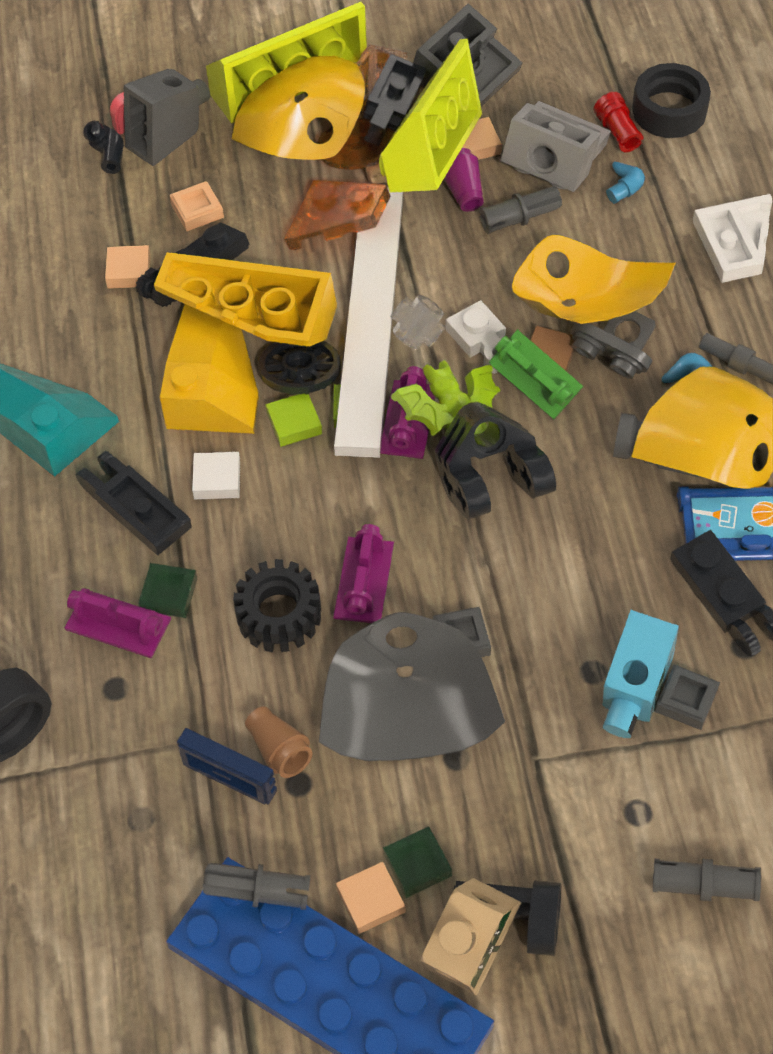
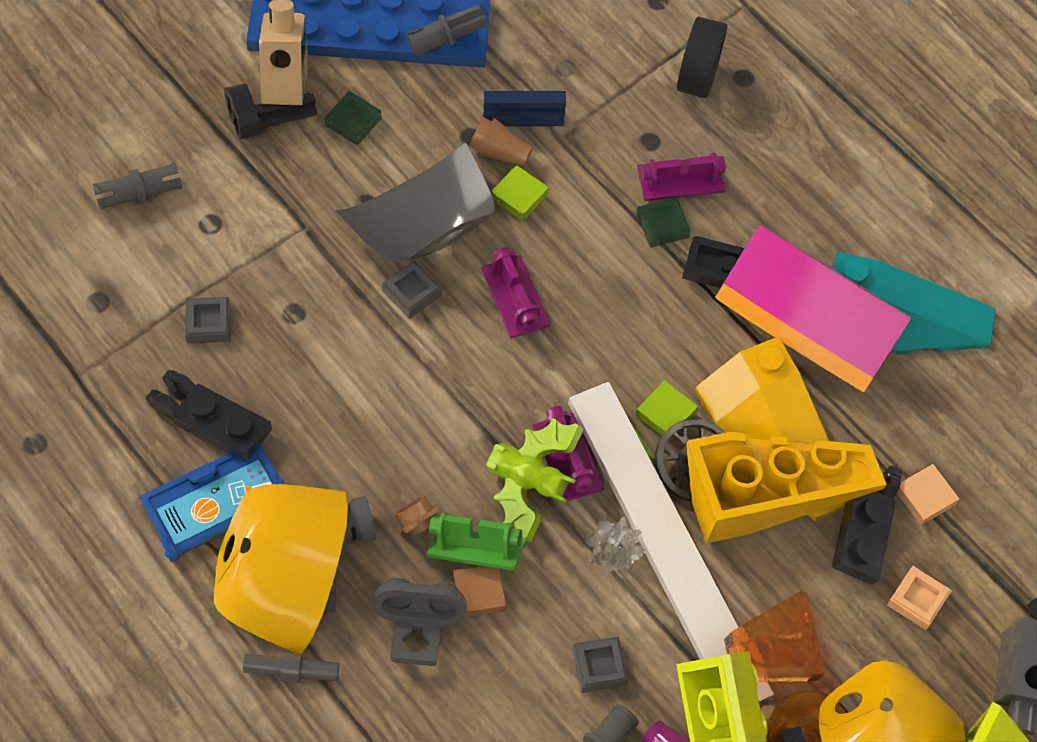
camera: 145 degrees right, 5 degrees up
(107, 417) = (812, 308): none -> dark pink slope
(216, 475) = (694, 329): white tile -> none
(277, 582) = (567, 219): black tyre -> none
(291, 684) = (519, 193): none -> lime tile
(370, 897) = (372, 80): light nougat tile -> none
(476, 331) = (558, 582): white plate -> none
(482, 264) = (599, 664): none -> dark grey tile
(522, 457) = (476, 434): black piece -> none
(581, 427) = (416, 515): none -> medium nougat plate
(596, 282) = (472, 620): yellow piece -> none
(637, 672) = (250, 282): medium azure torso -> none
(684, 366) = (337, 640): dark azure animal -> none

